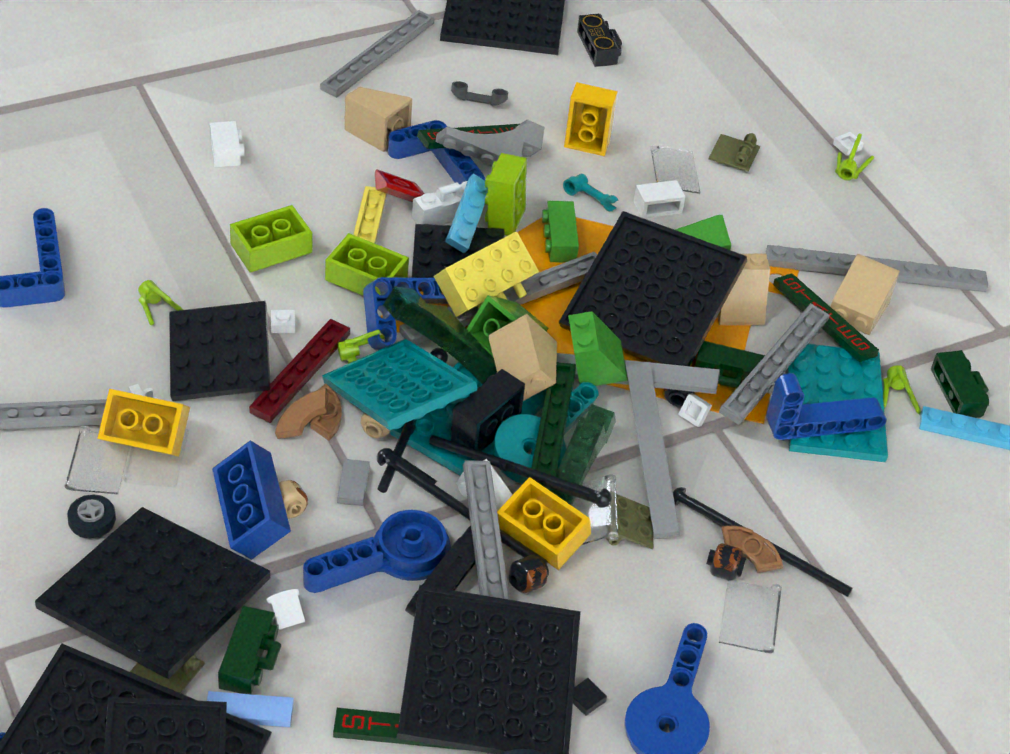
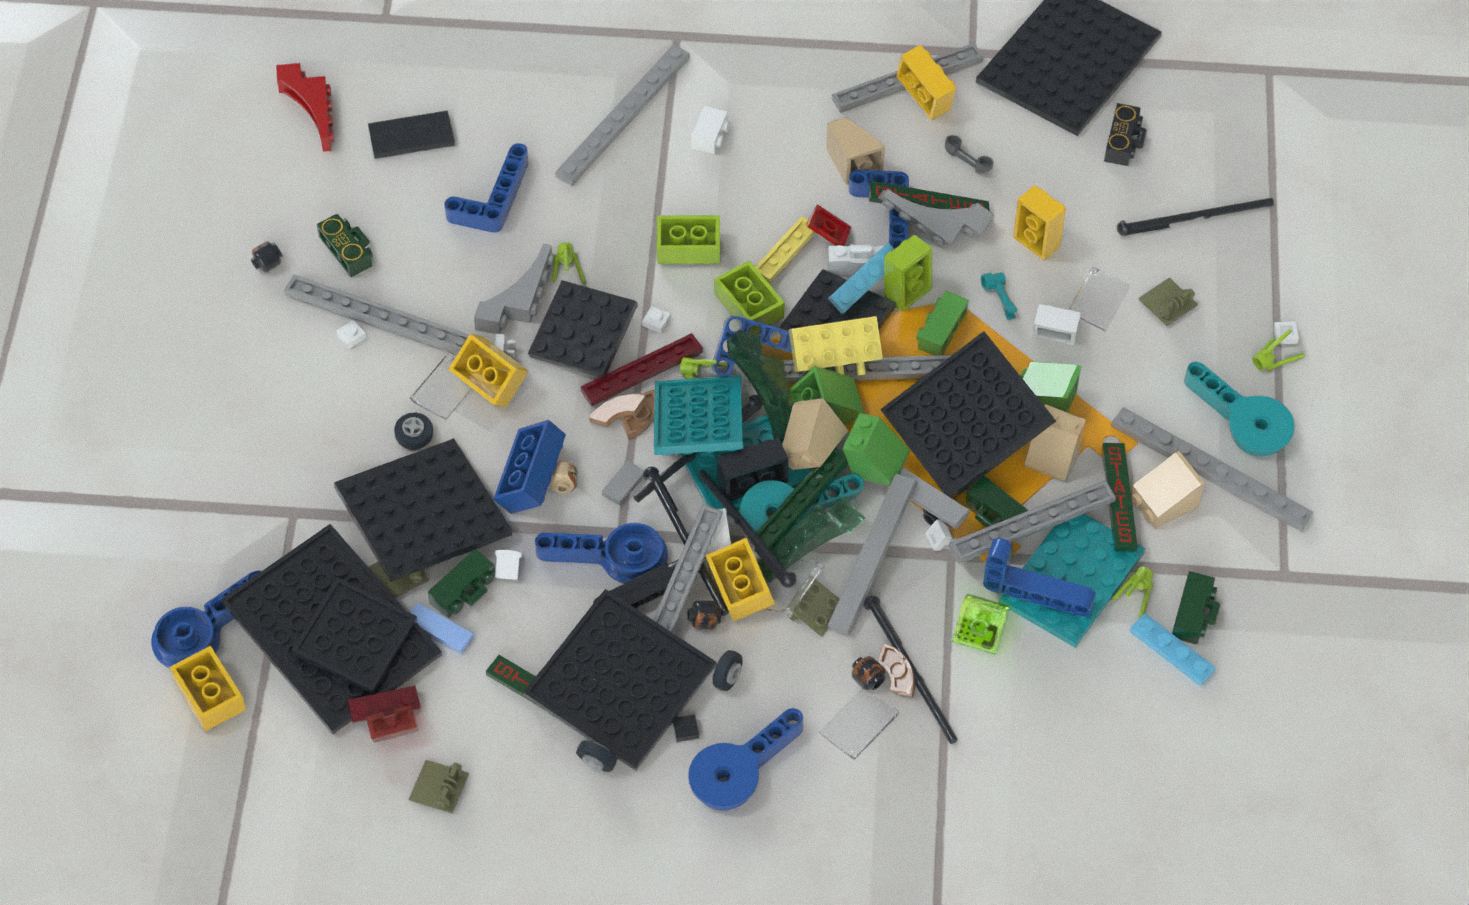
camera: 35 degrees right, 10 degrees up
(126, 161) = (622, 115): none -> light grey plate
(127, 352) = (519, 300): none -> light grey arch
(405, 44) = (926, 82): none -> yellow brick
(594, 617) = (727, 670): none -> black wheel
(656, 108) = (1163, 222): none -> black bar
(794, 472) = (981, 623): none -> clear neon green slope
(883, 216) = (1243, 412): none -> teal beam

